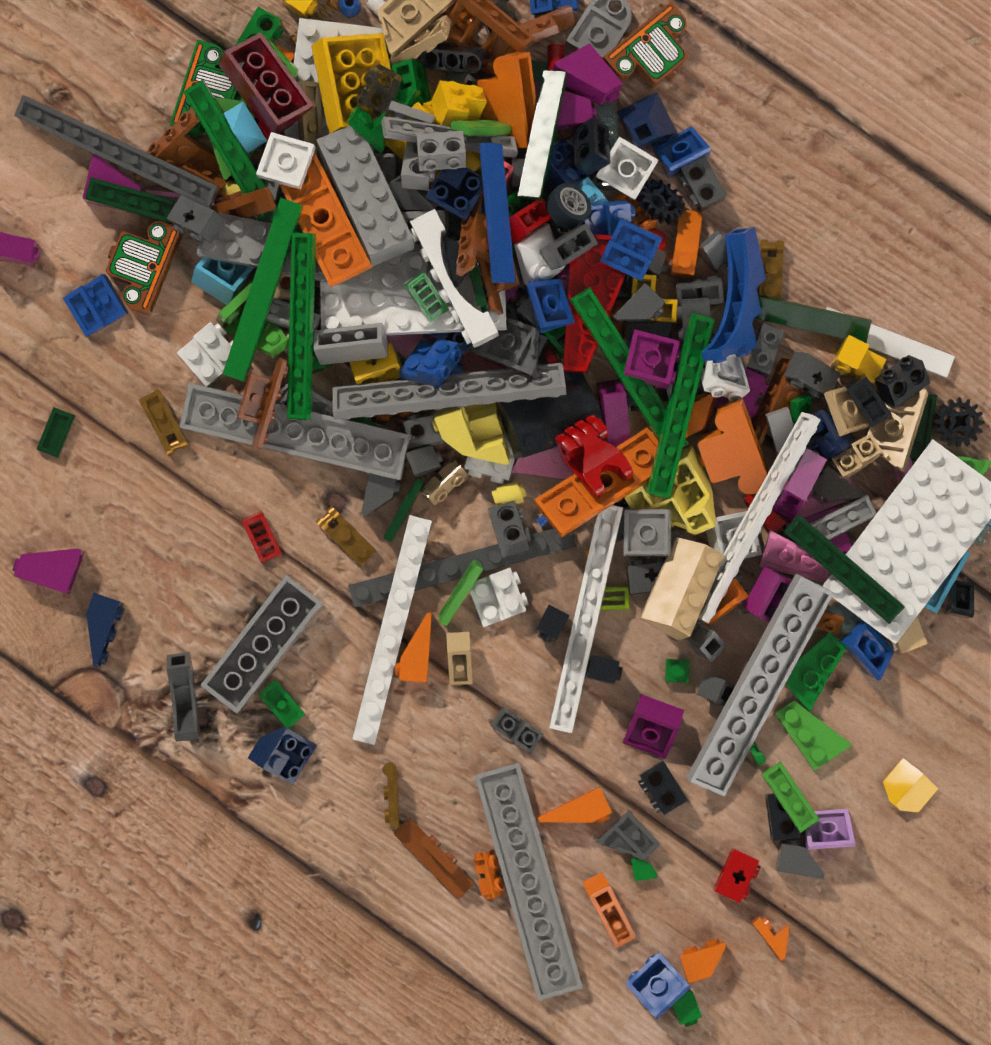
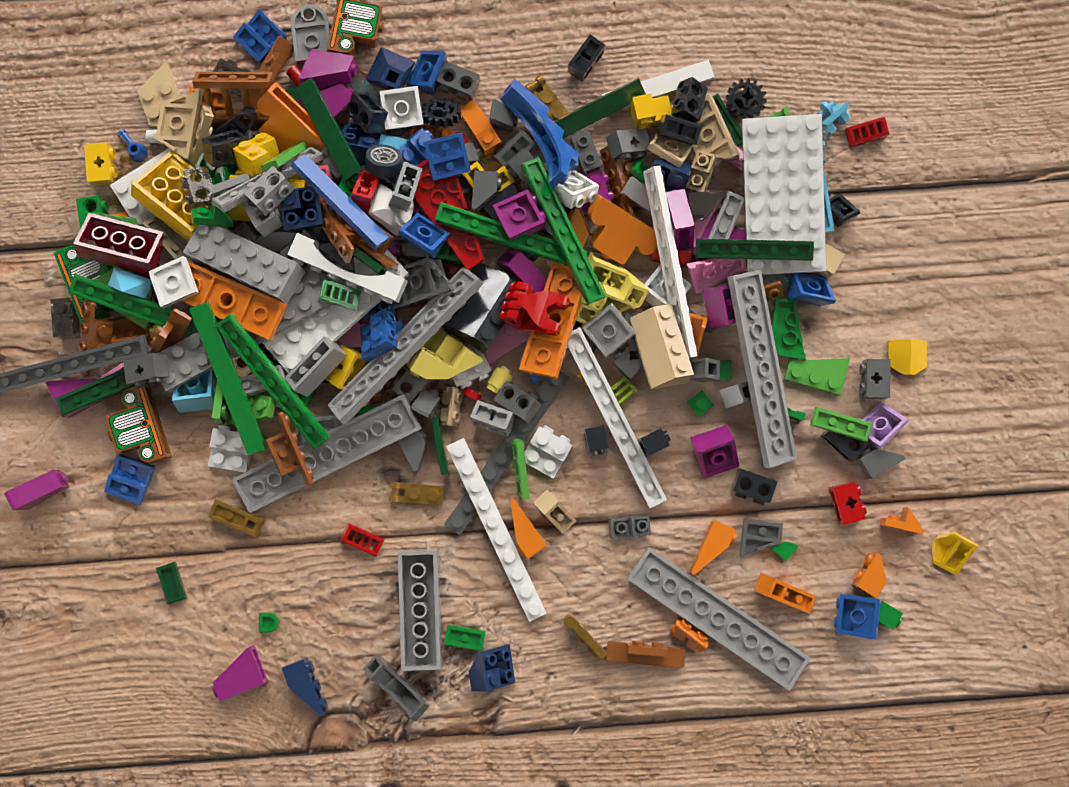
camera: 35 degrees left, 0 degrees up
(114, 541) = (268, 622): none -> green tile
(157, 109) = (64, 319): none -> clear smoke brick
(428, 69) = (218, 148): none -> black brick
(472, 487) = (471, 394): none -> red tile
(473, 525) = (492, 418): none -> light grey brick
(725, 658) = (725, 370): none -> green tile
(795, 1001) = (952, 551): none -> yellow slope
(839, 261) = (586, 58): none -> black brick
(857, 796) = (879, 369): none -> dark grey brick

